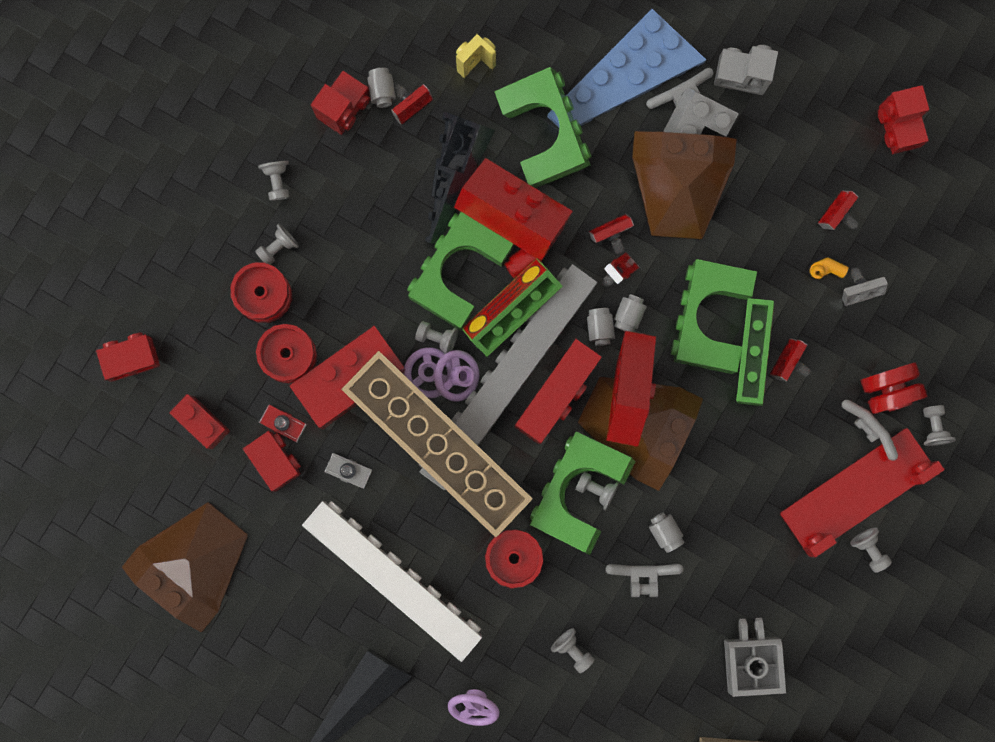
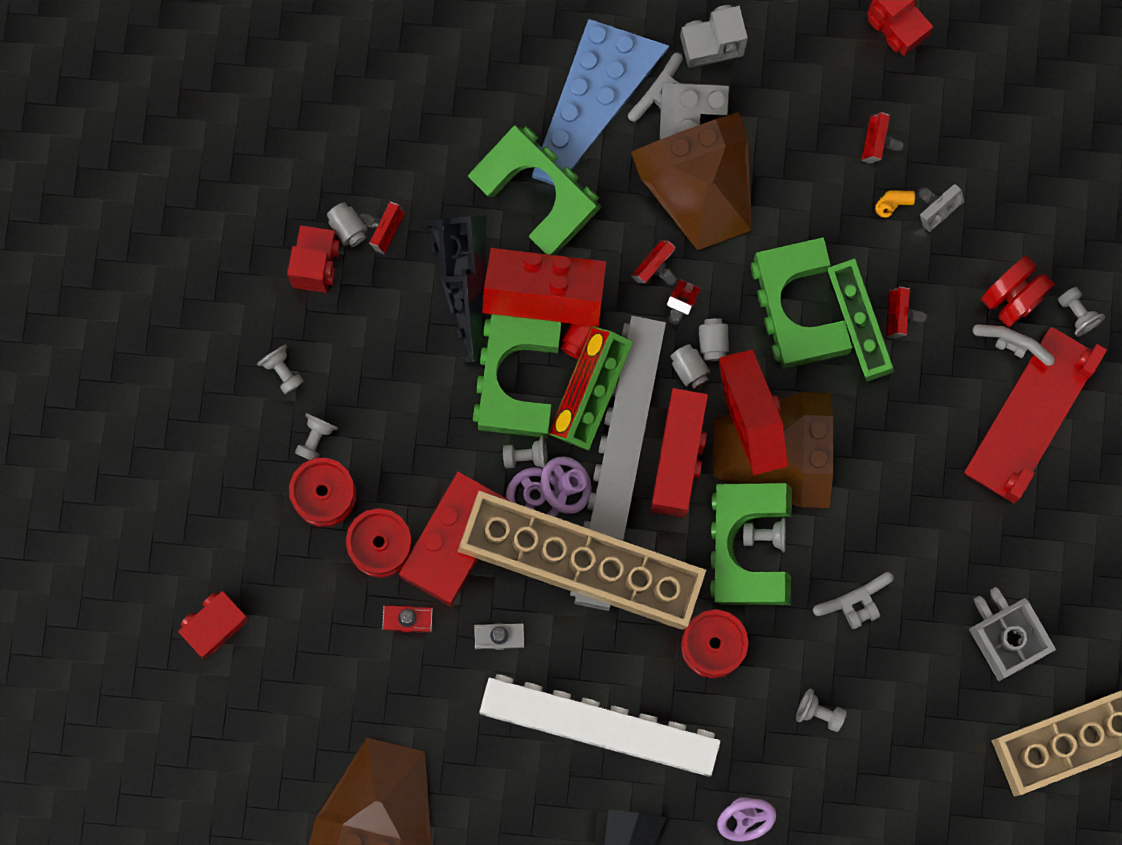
camera: 25 degrees left, 5 degrees down
(199, 421) = (320, 656): red brick -> none
(272, 460) = (416, 662): red brick -> none
(473, 52) = (424, 149): light yellow bracket -> none
(666, 532) = (857, 545): light grey brick -> none
(867, 541) = (1065, 459): light grey piece -> none

